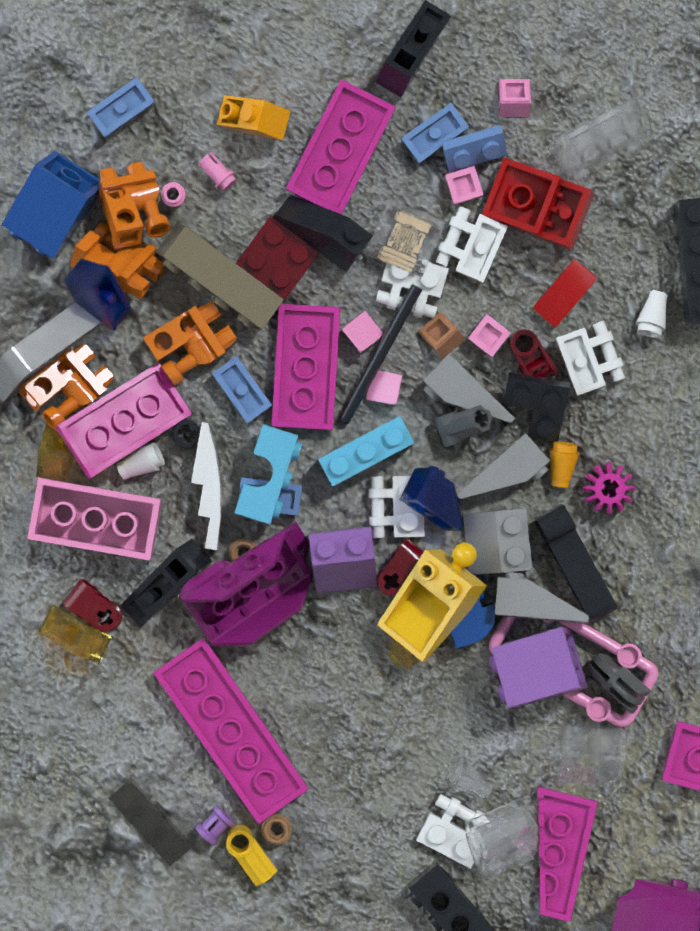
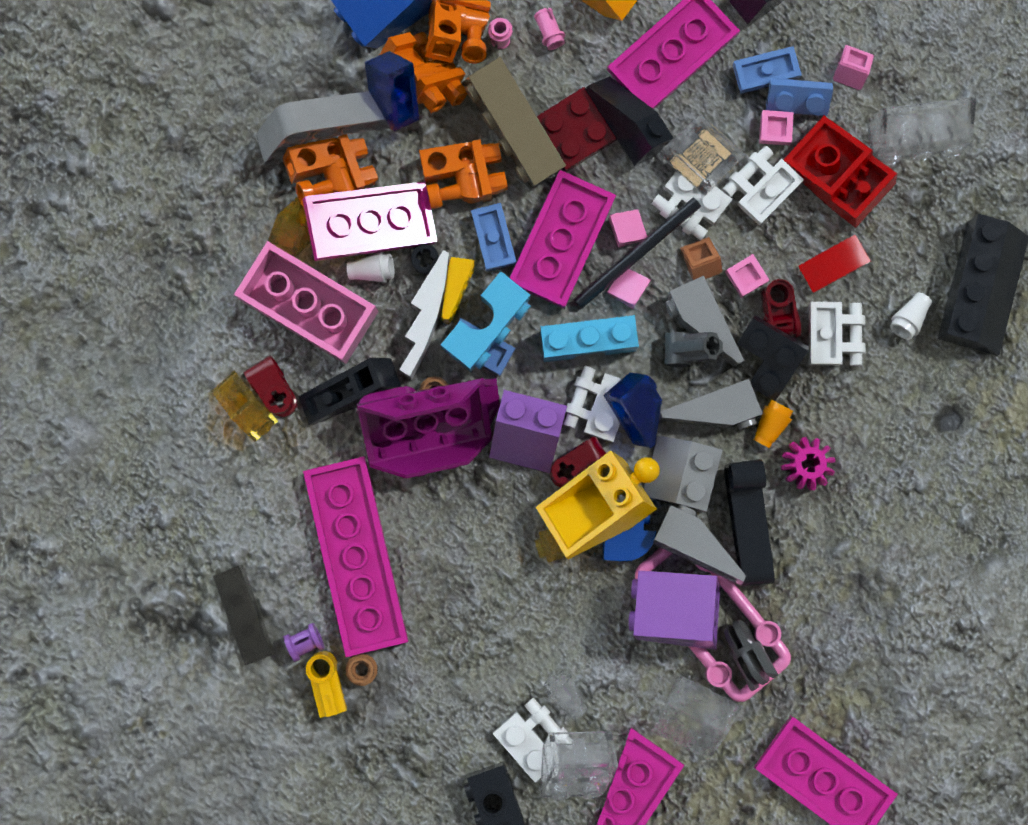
camera: 15 degrees right, 5 degrees down
(224, 442) = (458, 277): none -> yellow slope

